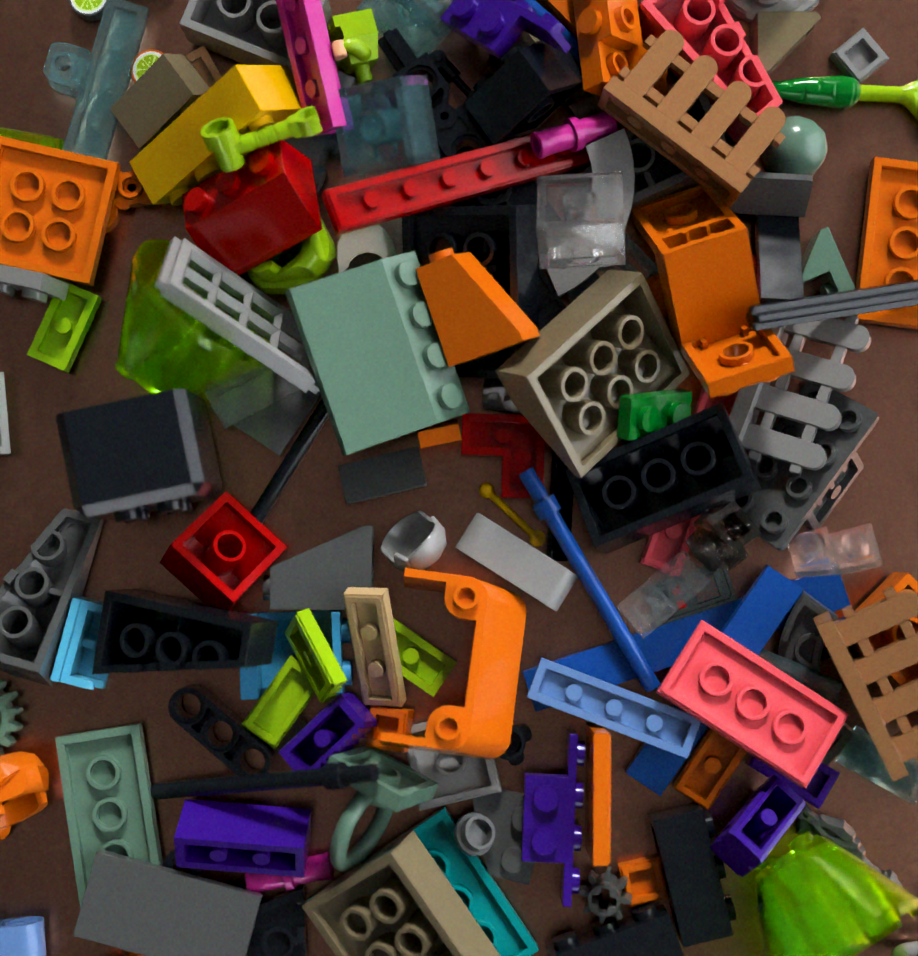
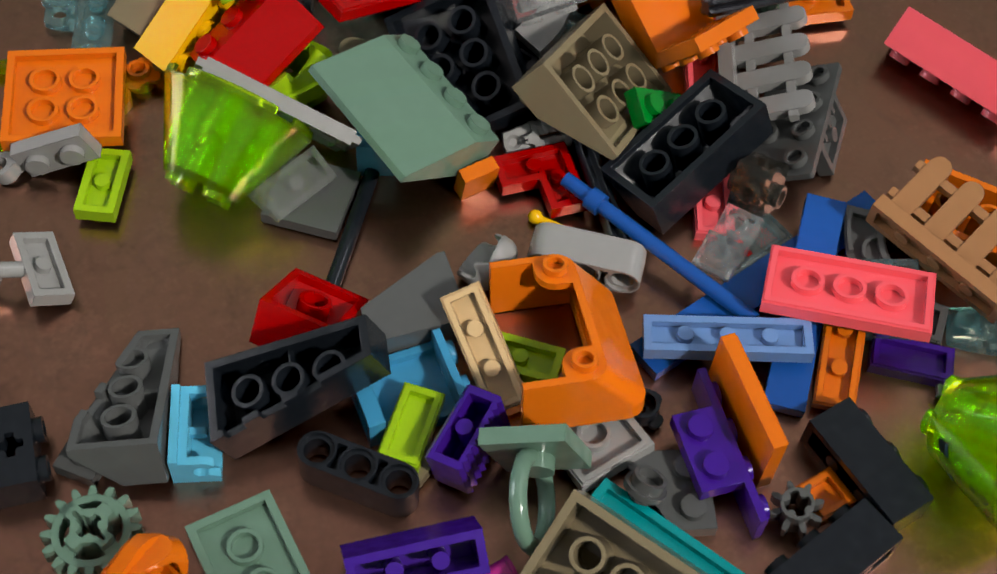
camera: 20 degrees left, 30 degrees down
(139, 456) = (209, 236): black plate -> none
(315, 656) = (432, 359): lime tile -> none
(331, 776) = (491, 434): black bar -> none
(382, 476) = (438, 229): dark grey slope -> none
(470, 308) = (475, 57): orange slope -> none
(758, 826) = (905, 395): dark purple brick -> none
(835, 553) = (848, 183): clear slope -> none

